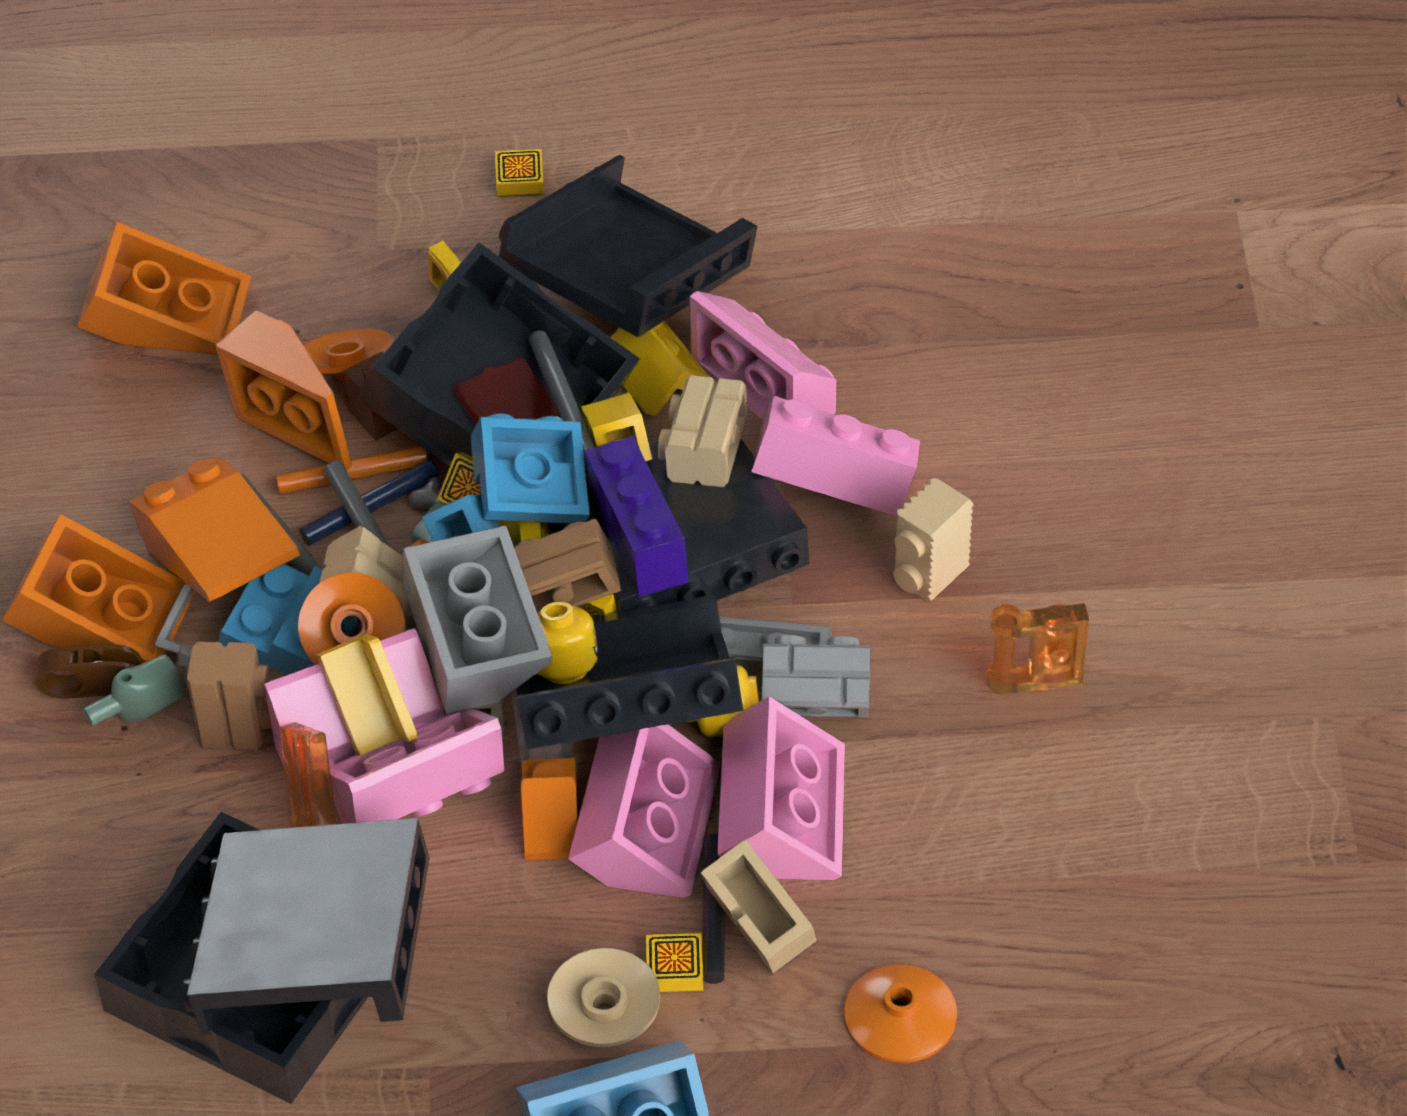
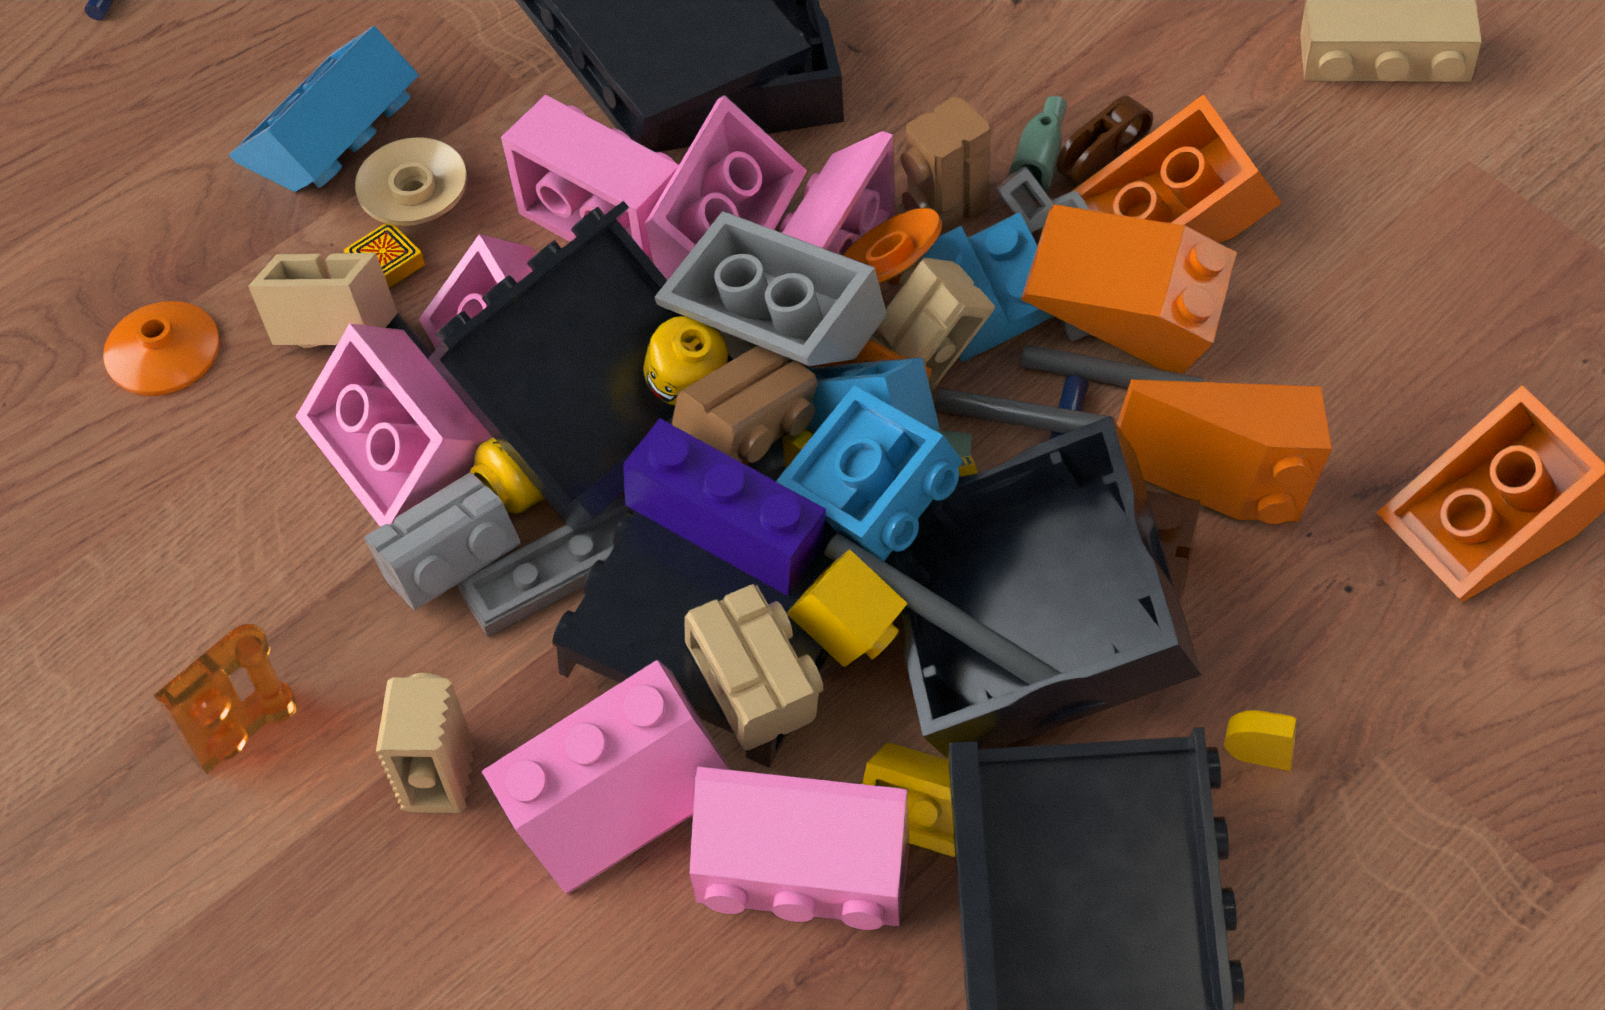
camera: 145 degrees right, 5 degrees up
(307, 776) = (794, 133): clear orange tile -> none
(346, 348) = (1268, 550): orange dish -> none
(366, 694) = (796, 192): yellow panel -> none
(481, 854) = (572, 164): none -> bright pink brick
(508, 391) = (1008, 591): clear red piece -> none
(519, 172) = (1351, 954): yellow tile -> none

